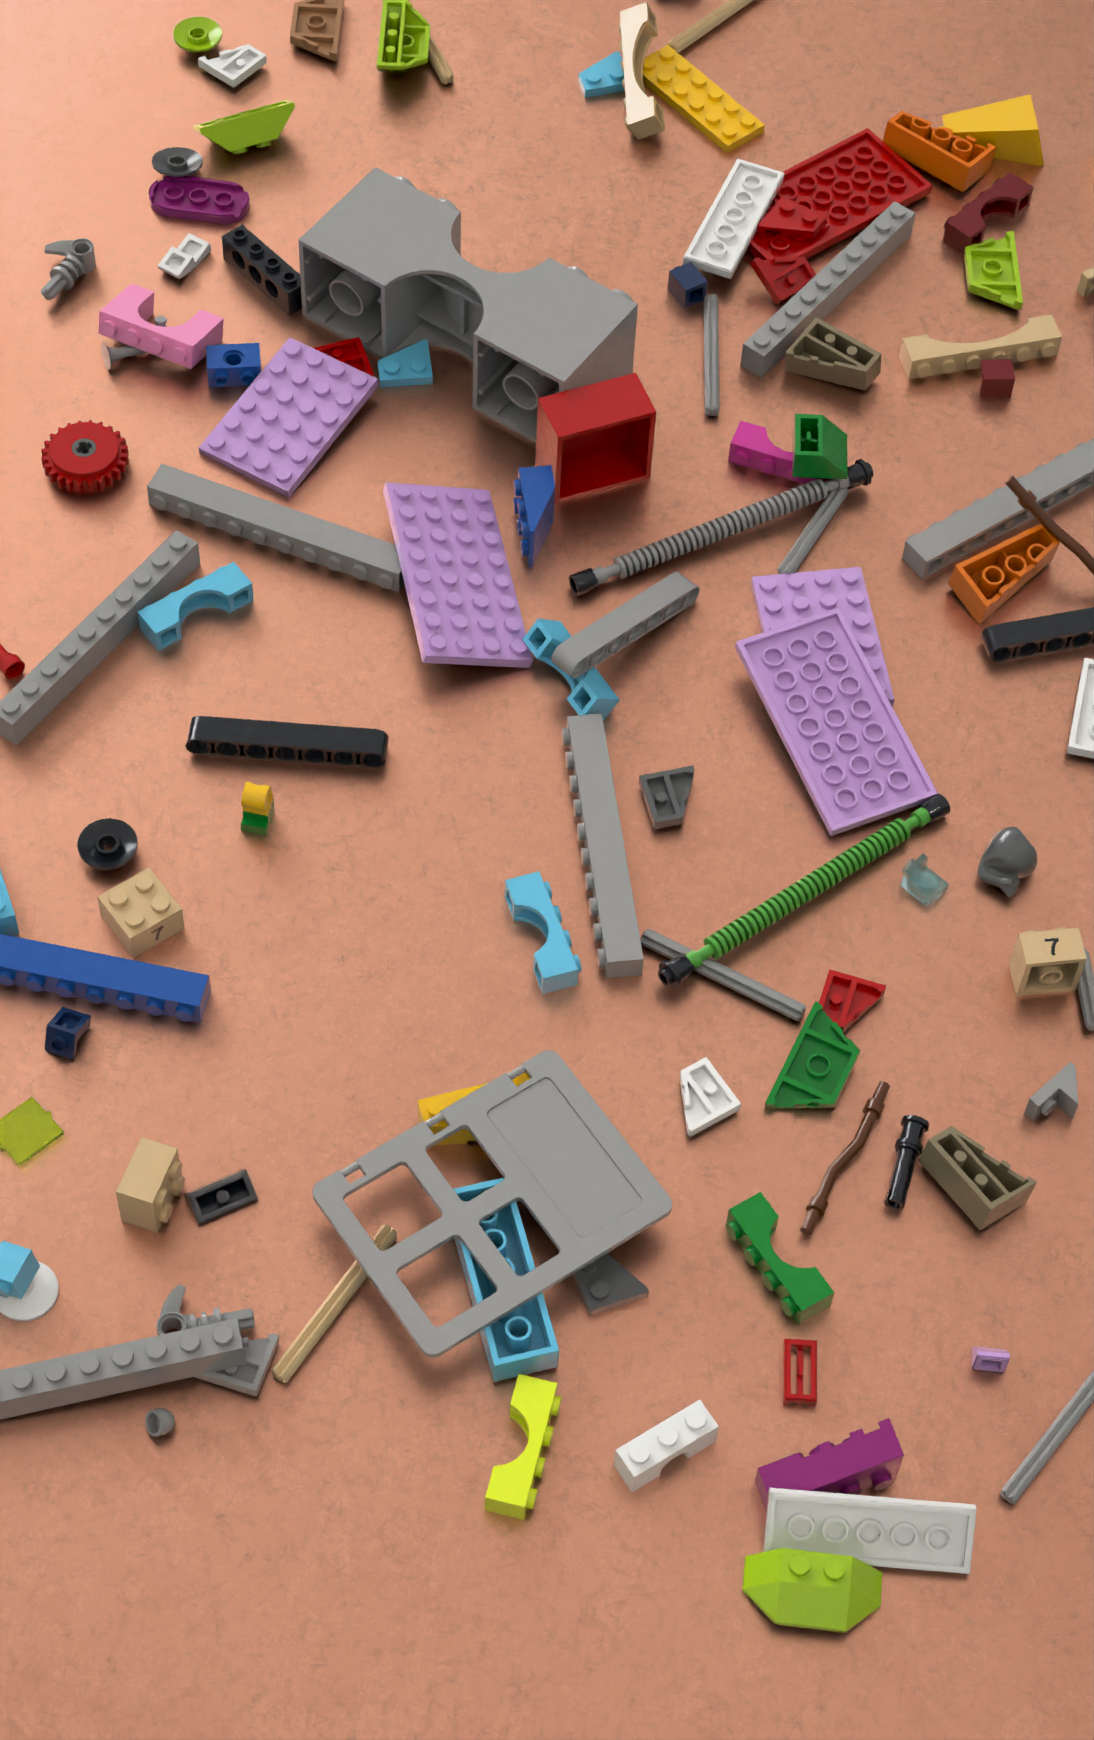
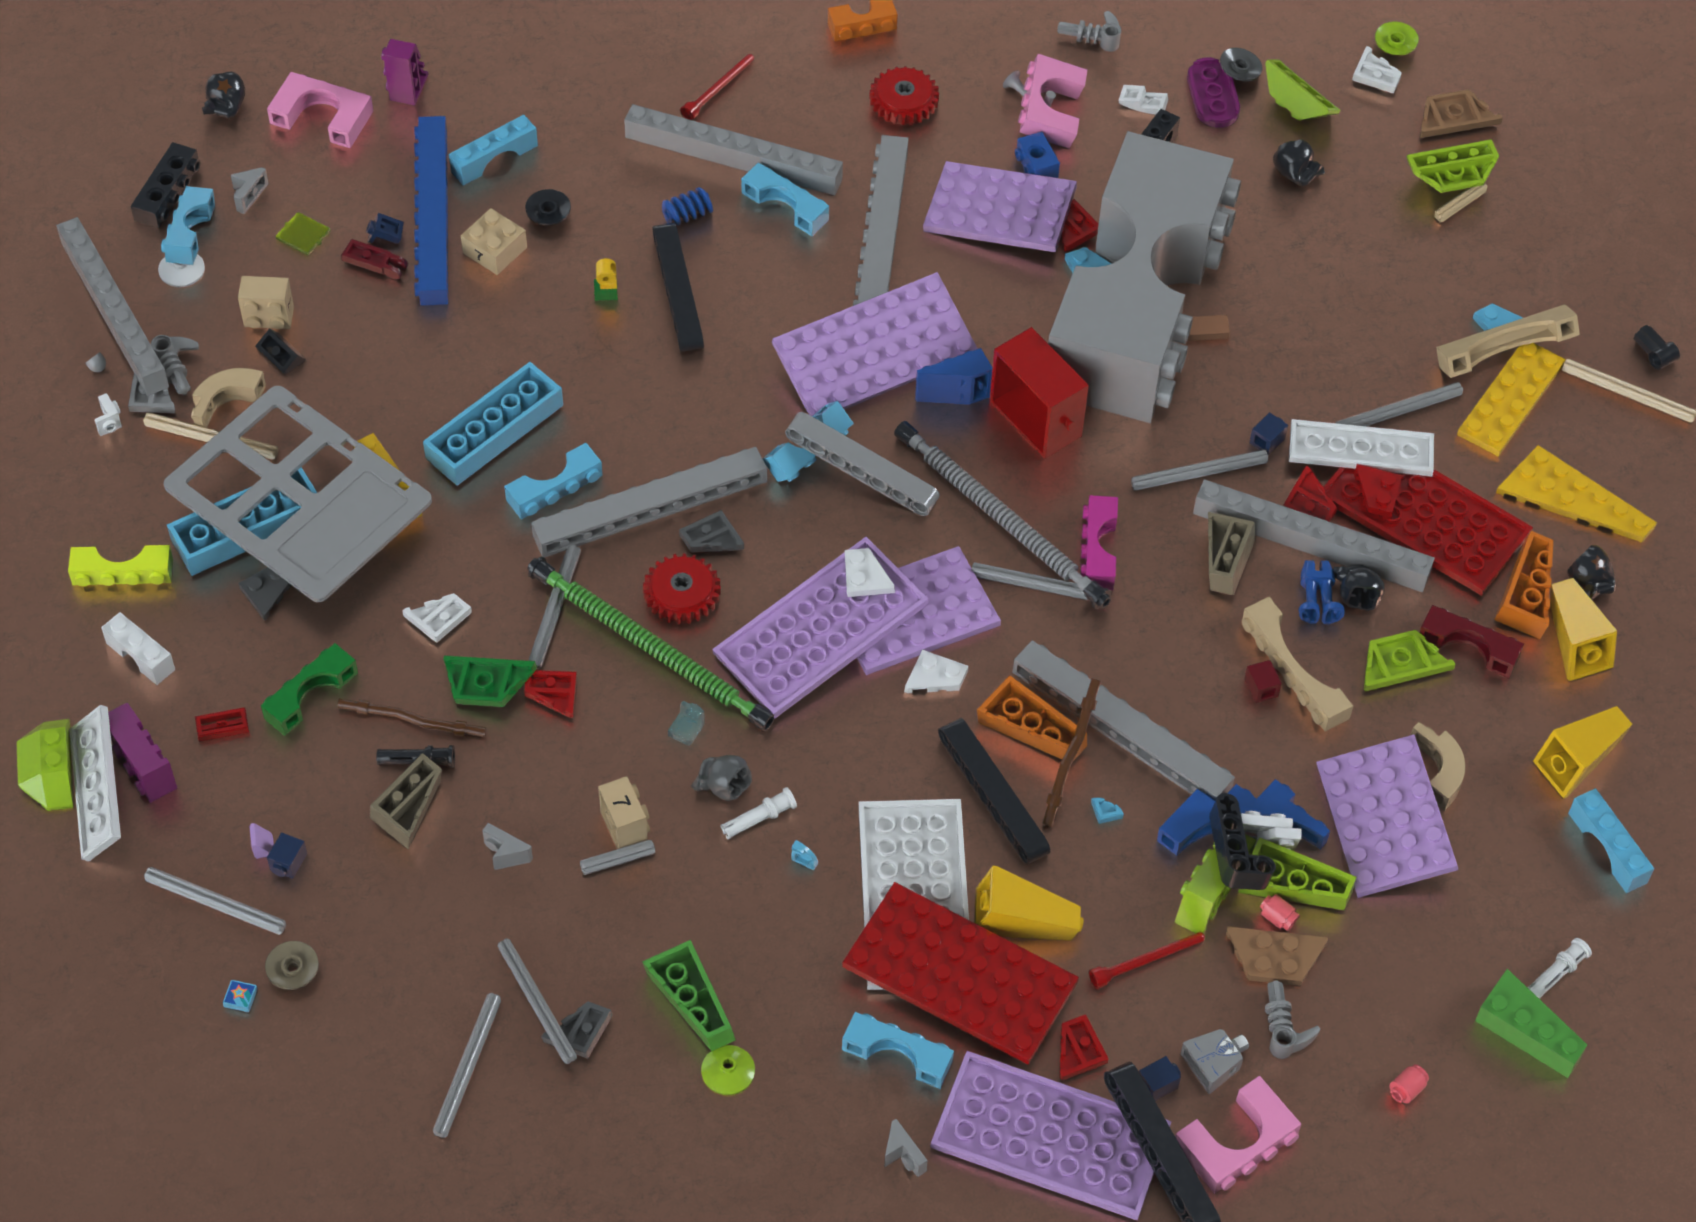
camera: 75 degrees right, 0 degrees up
(109, 1055) = (374, 259): none -> dark red hinge
(169, 702) = (686, 205): none -> blue piece
(258, 1416) = (110, 420): none -> white bracket
(264, 1252) = (223, 387): none -> tan arch
(336, 158) = (1296, 162): none -> black piece
(438, 972) = (493, 423): none -> medium azure brick
(683, 181) = (1404, 406): none -> light grey axle
(738, 841) = (681, 588): none -> red gear
(789, 653) = (865, 574): none -> white wing
(818, 448) = (1096, 549): green slope -> none
(827, 96) = (1569, 493): none -> yellow wing
(879, 301) = (1323, 580): none -> blue piece
(902, 270) = (1359, 586): none -> black piece
(911, 643) = (936, 674): none -> white wing
(931, 102) = (1593, 572): none -> black piece
(1020, 1329) = (286, 855): none -> dark blue brick
(1056, 831) = (769, 808): none -> white pin

